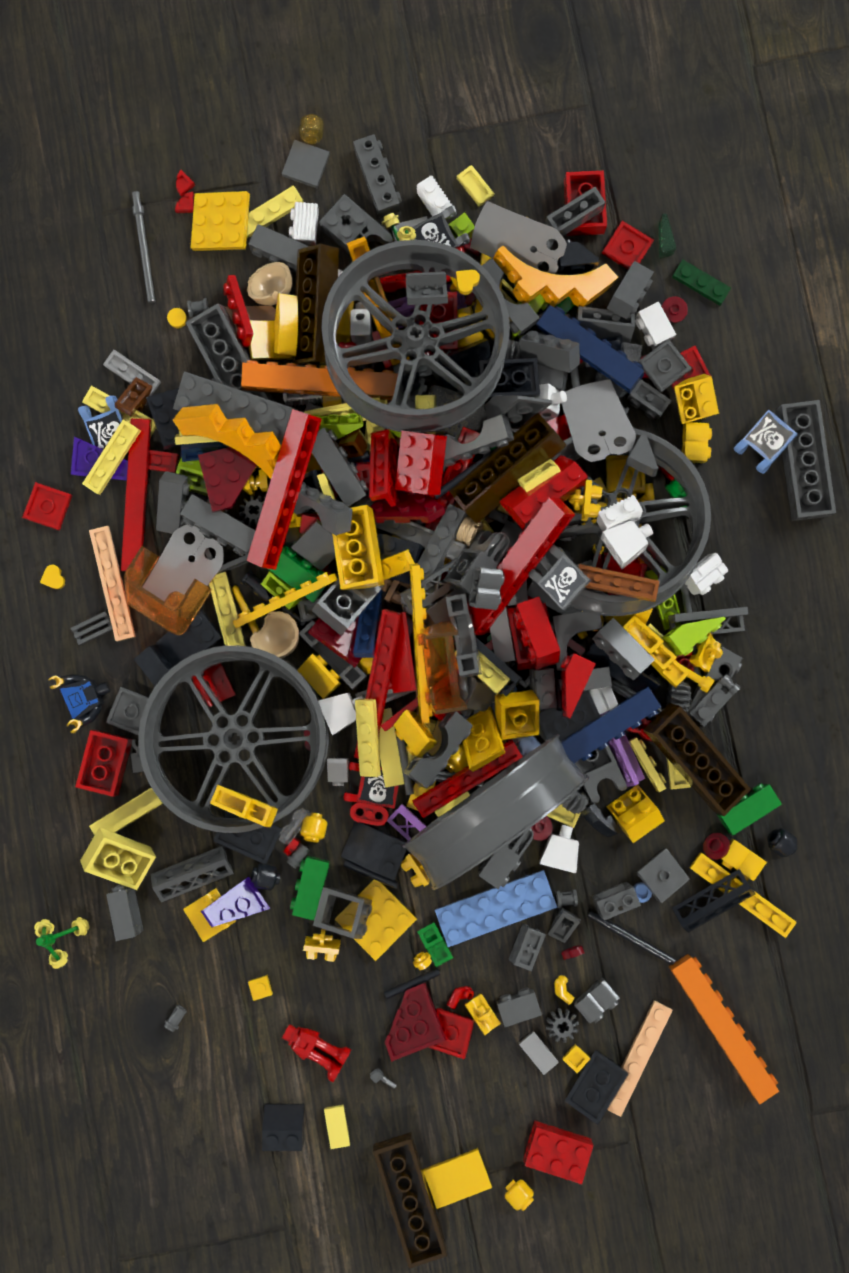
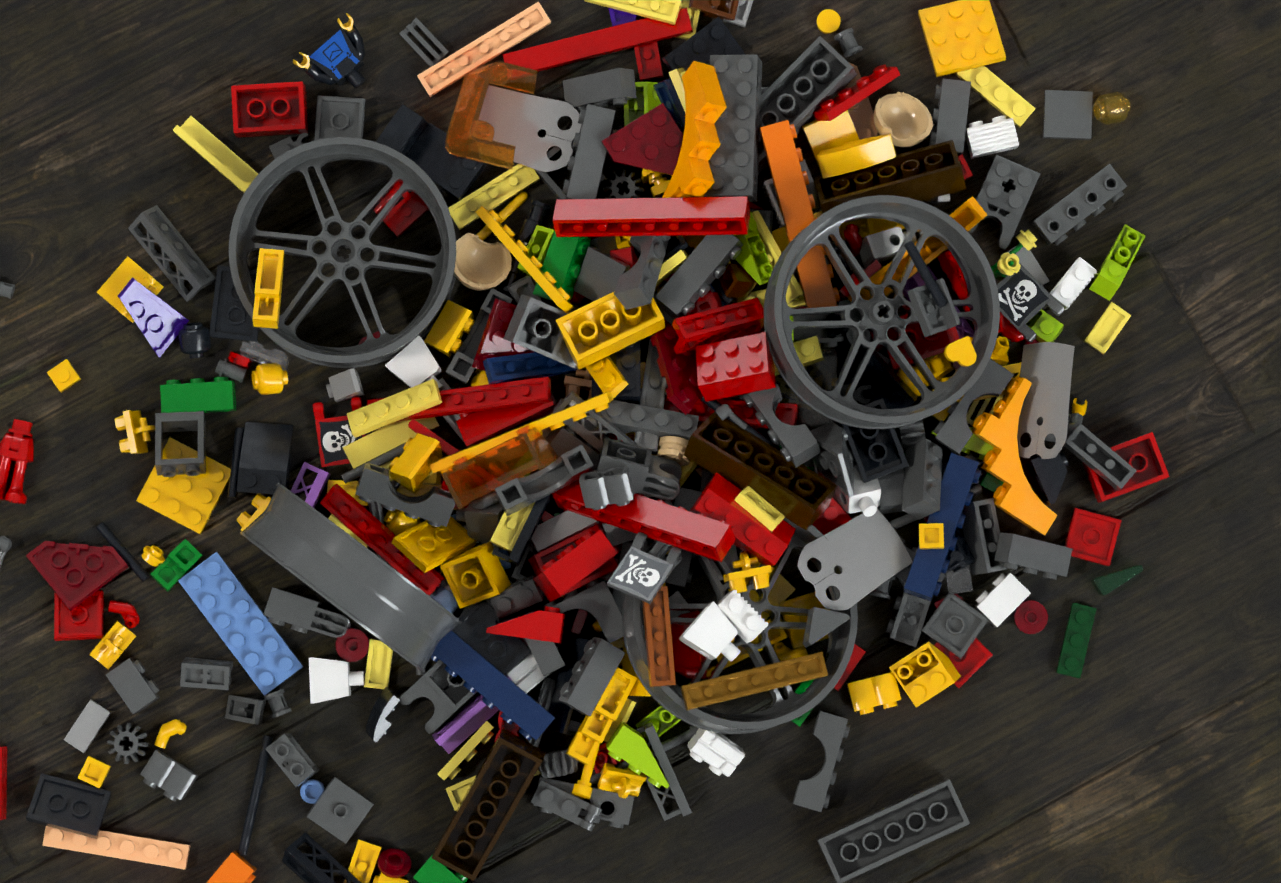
camera: 70 degrees right, 0 degrees up
(44, 930) = (53, 103): light yellow plant -> none
(117, 858) = (163, 162): light yellow brick -> none
(124, 912) = (104, 189): dark grey window -> none
(369, 814) = (305, 439): red plate -> none
(398, 286) = (925, 274): none -> black bar
(429, 161) = (1117, 262): none -> lime slope
(452, 481) = (725, 411): none -> dark grey hand
(572, 952) = (217, 730): dark red tile -> none
(576, 802) = (397, 674): dark grey gear -> none
(597, 355) = (931, 536): none -> yellow plate
(635, 813) = (403, 754): yellow slope -> none
(671, 521) = (754, 681): none -> pearl gold tile
(756, 511) = (813, 791): none -> dark grey arch
(768, 438) = (904, 777): flag -> none

